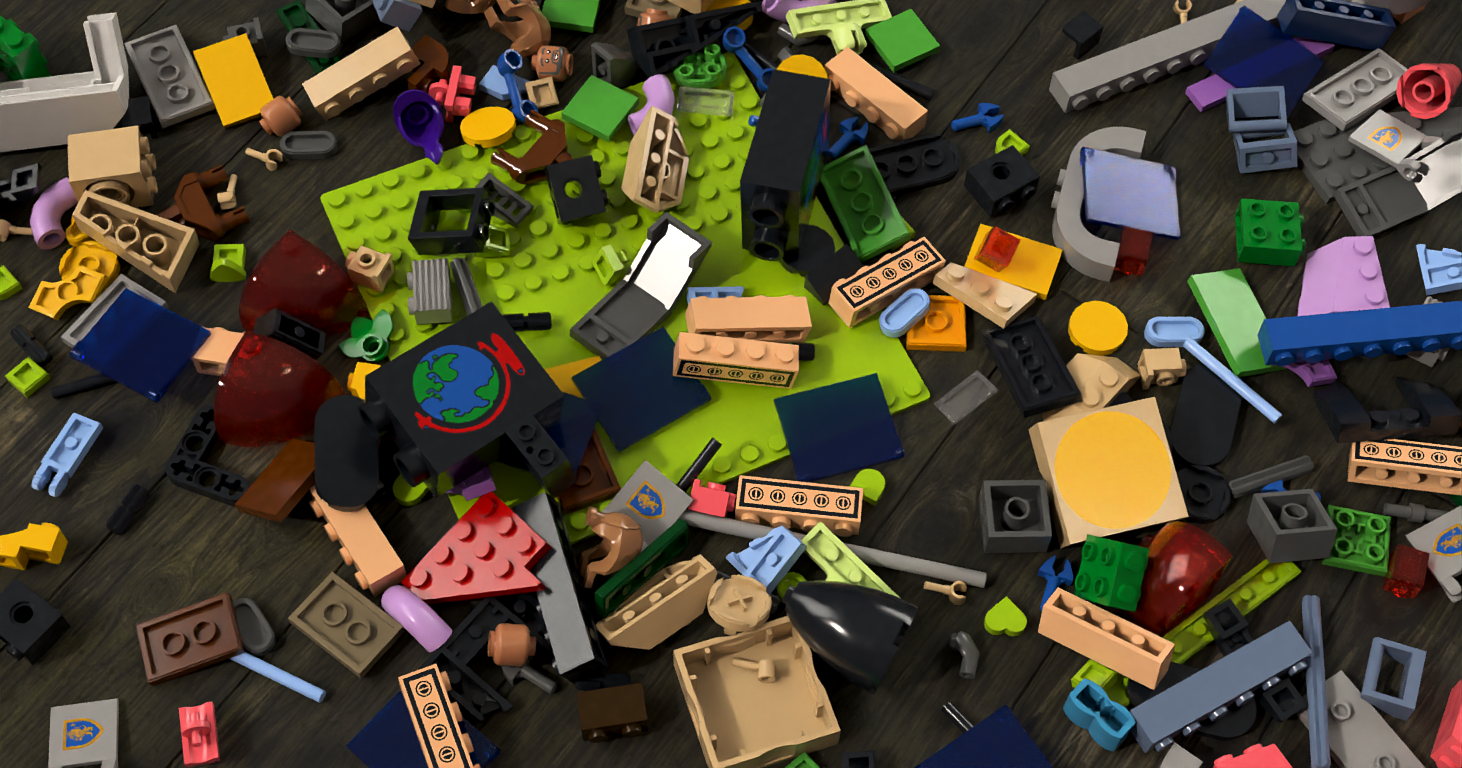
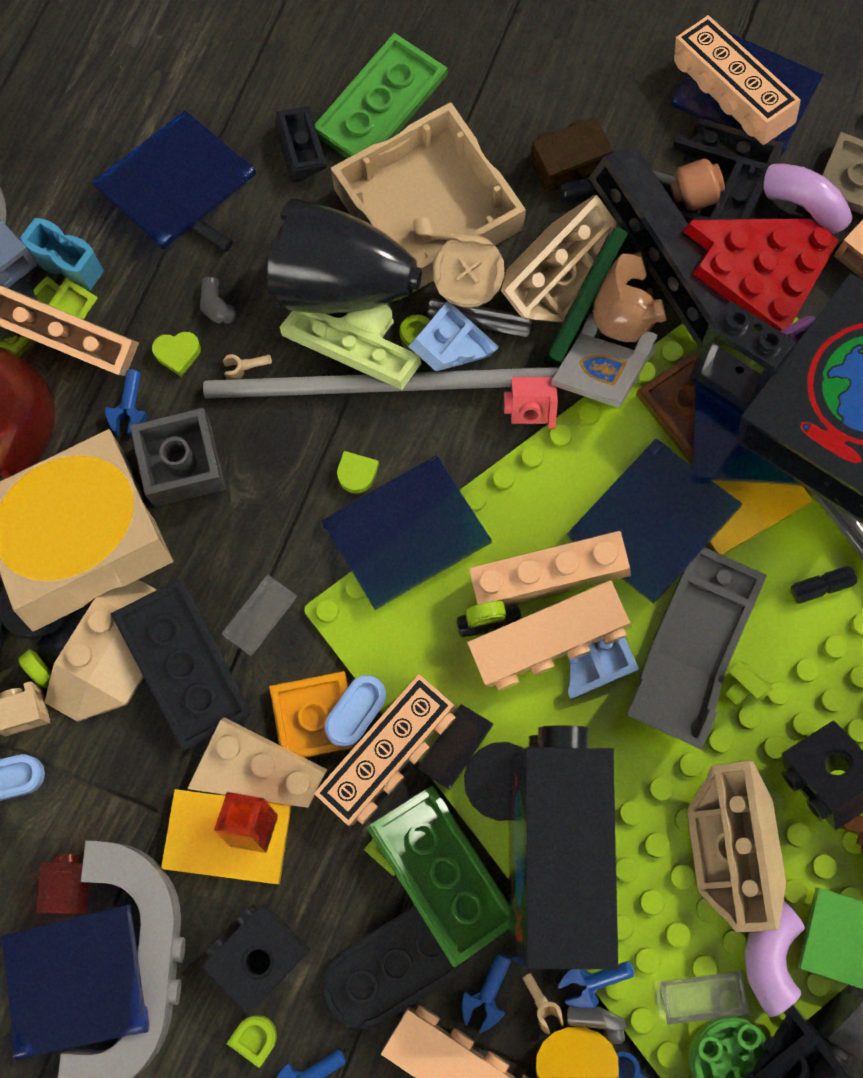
camera: 170 degrees right, 15 degrees up
(699, 464) = (560, 426): black bar -> none
(795, 337) = (485, 613): none -> lime tile
(799, 505) = (431, 421): light nougat brick -> none
(1098, 328) = (103, 758): yellow tile -> none
(1111, 572) = (56, 395): green brick -> none
(1143, 389) = (35, 668): none -> lime tile

